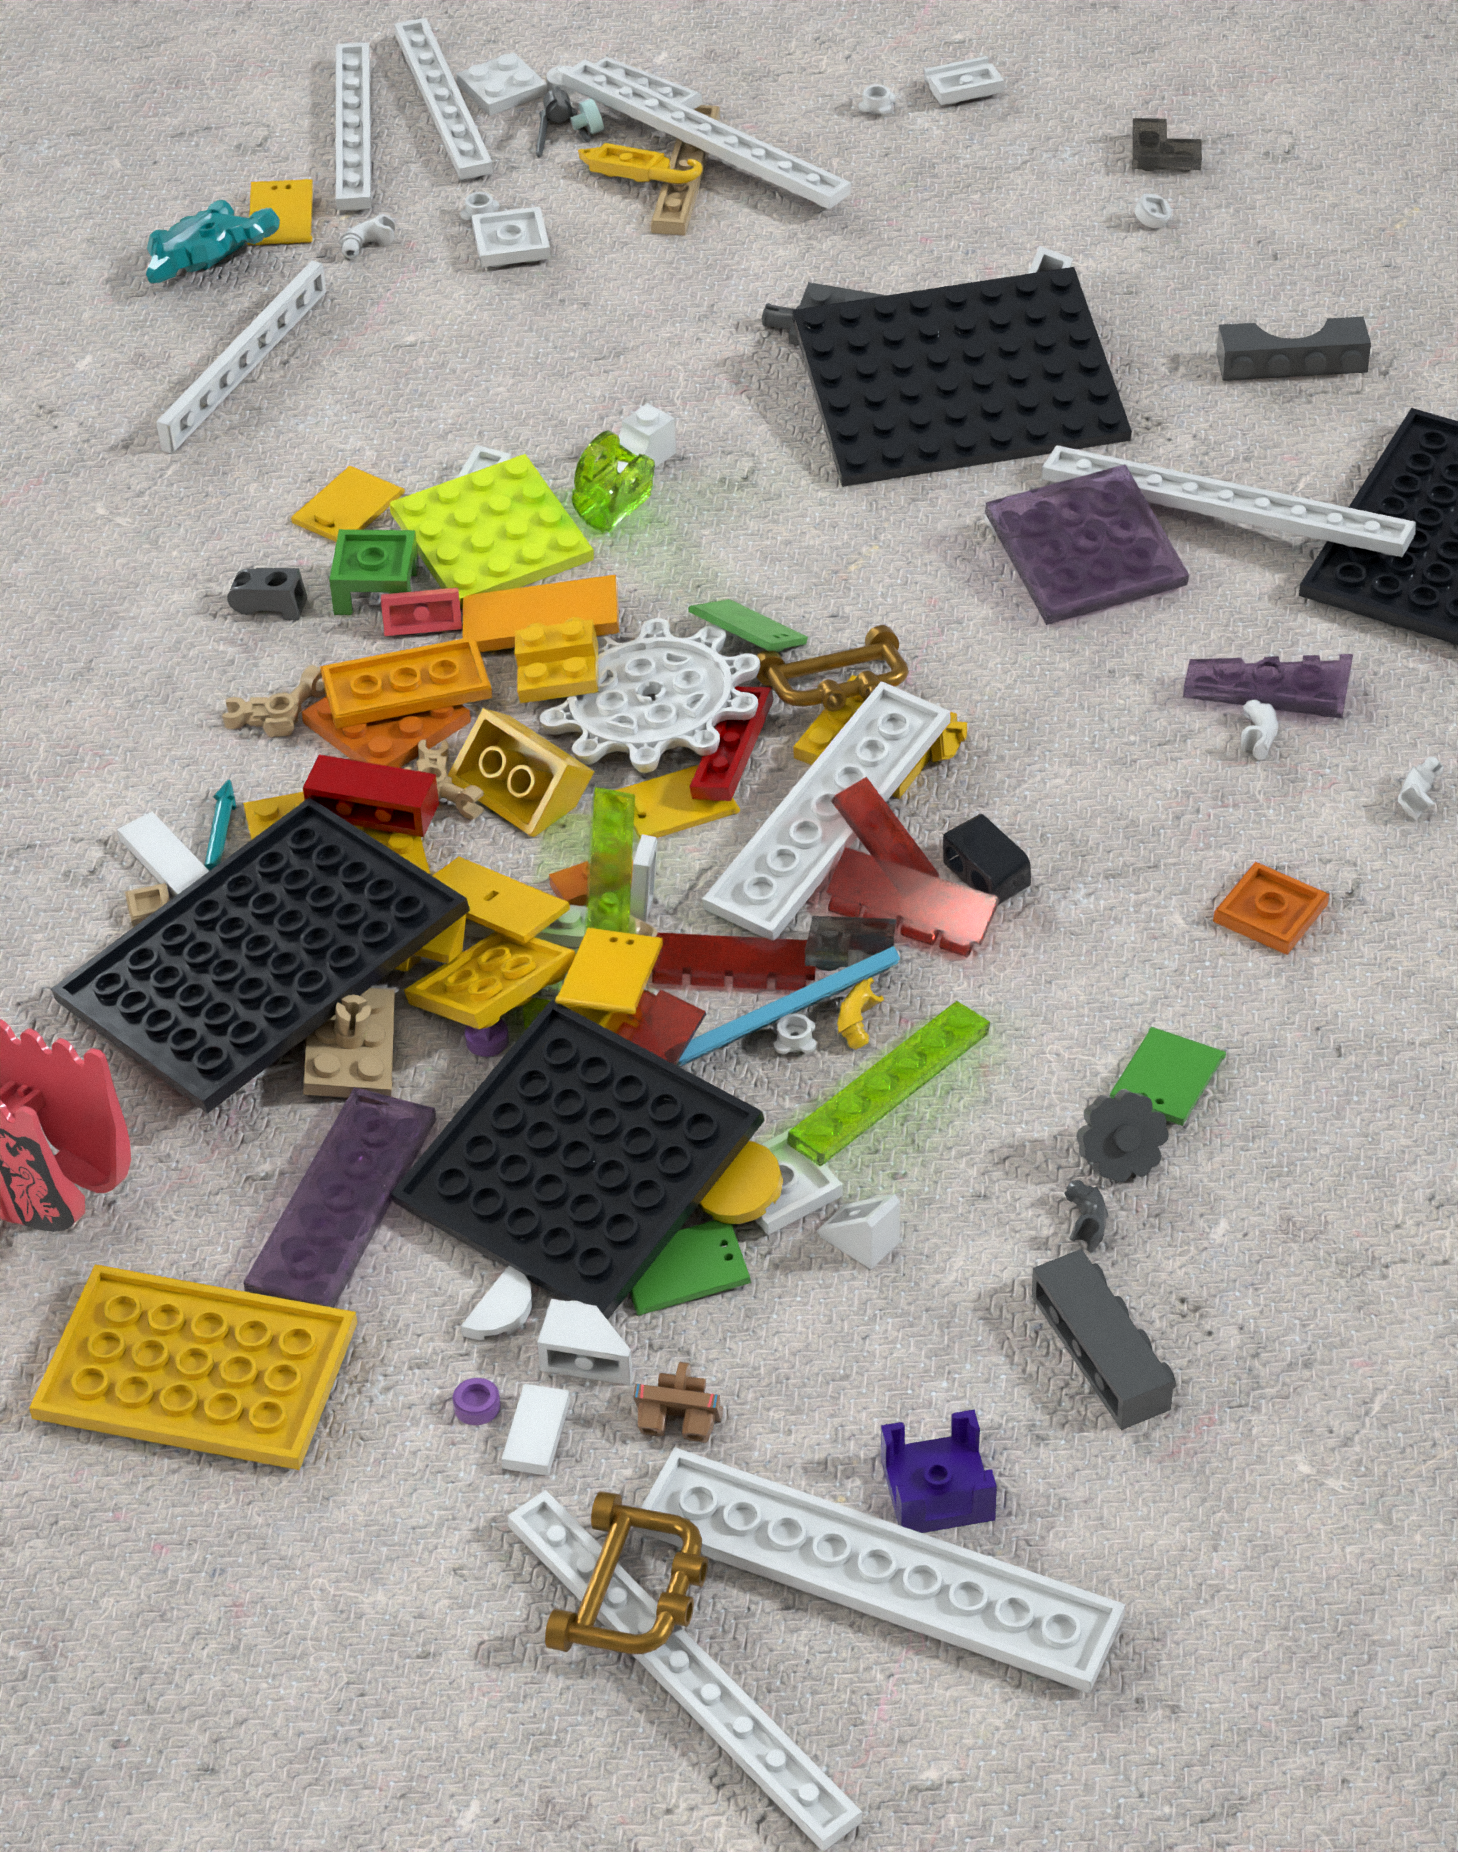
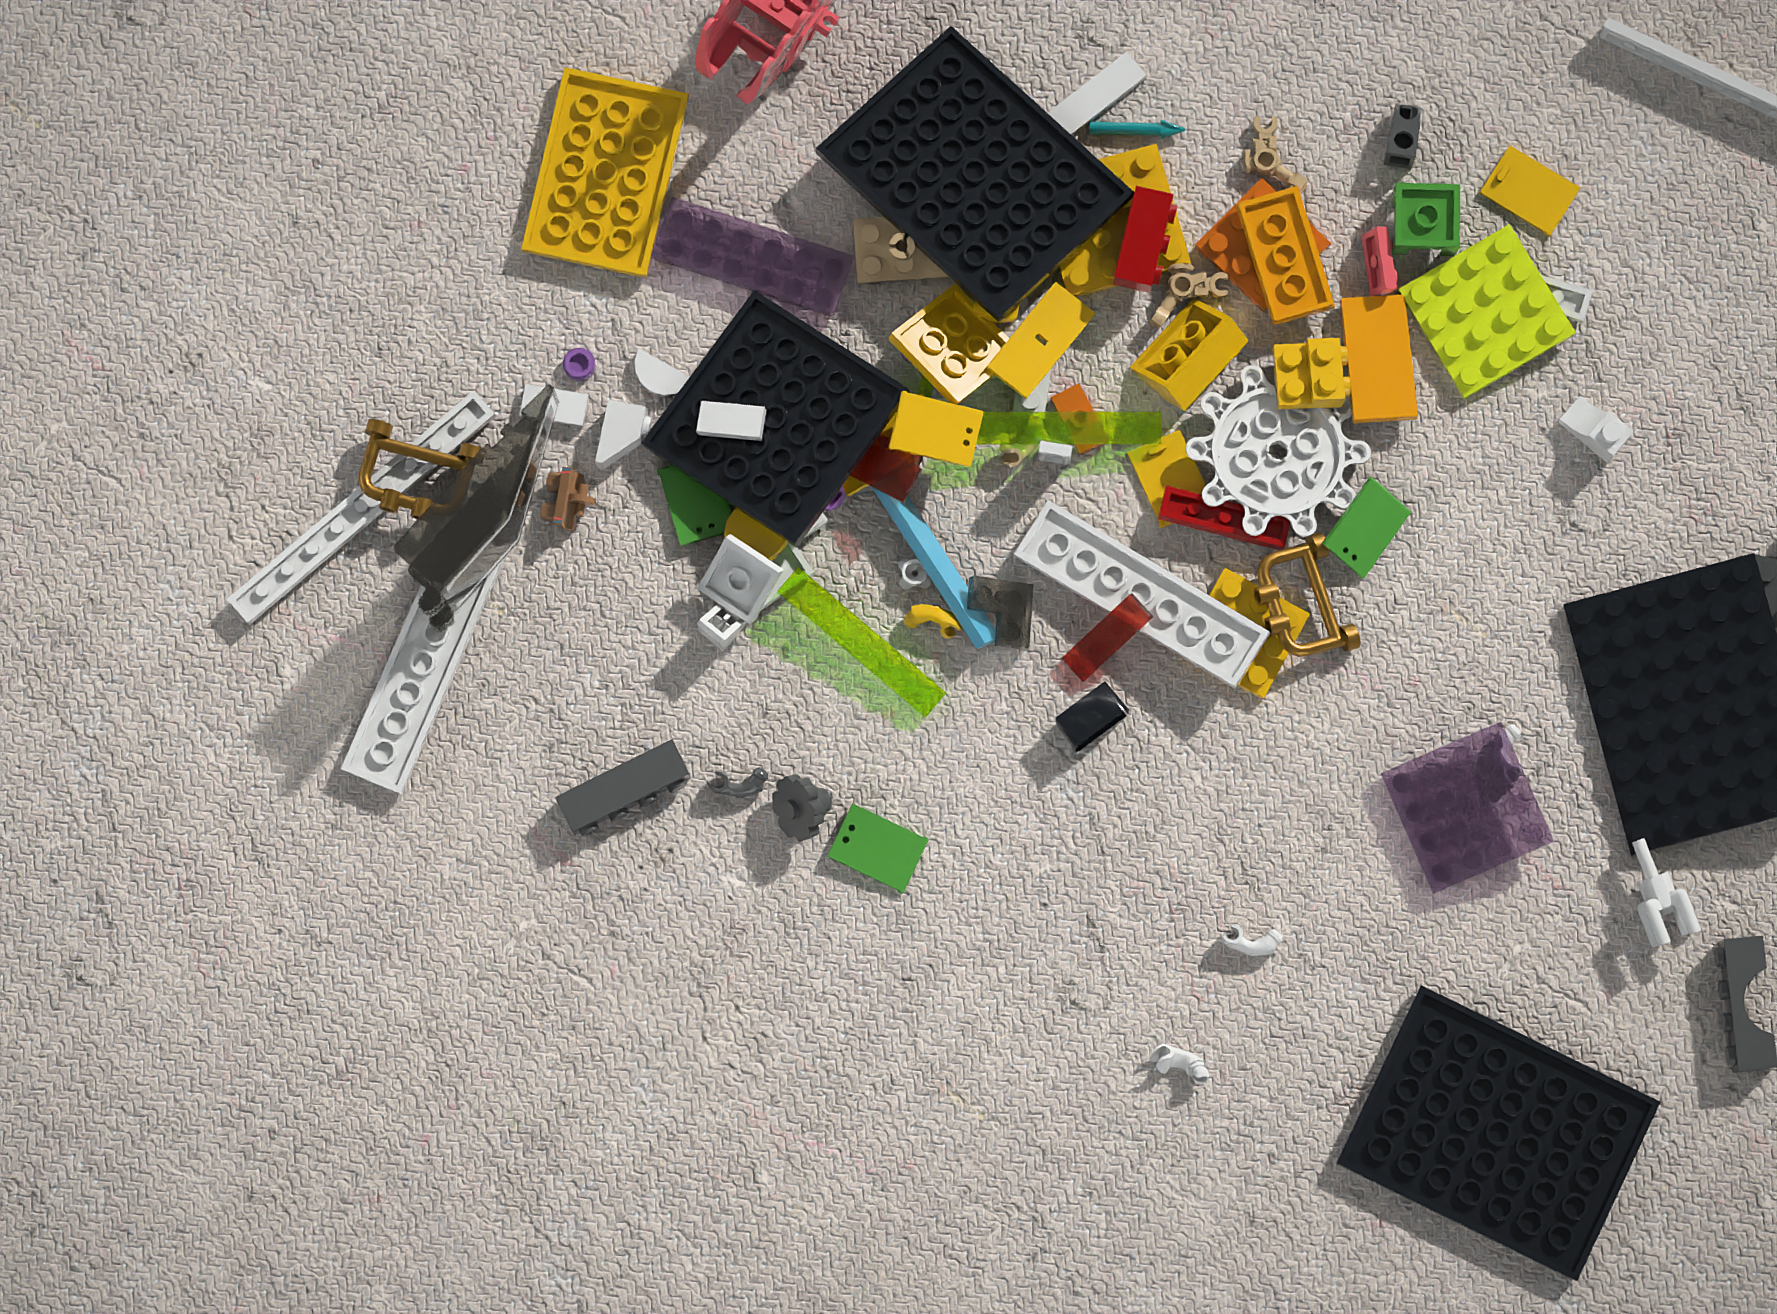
camera: 90 degrees right, 35 degrees up
(145, 901) = (1049, 86): tan tile -> none
(580, 1196) = (731, 420): none -> white tile
(601, 492) = (1527, 407): clear neon green piece -> none
(716, 1442) = (478, 515): none -> clear smoke windscreen
(744, 958) = (999, 518): clear red windscreen -> none
(806, 1187) = (740, 579): none -> white plate
(918, 898) = (1054, 652): clear red windscreen -> none
(939, 1479) = (507, 673): dark purple panel -> none
(949, 741) = (1241, 694): yellow tile -> none
(1185, 400) = (1661, 899): none -> white plant
(1244, 503) = (1523, 930): white plate -> none
(1271, 908) = (1052, 937): orange tile -> none
(1296, 687) = (1303, 967): clear purple wing -> none

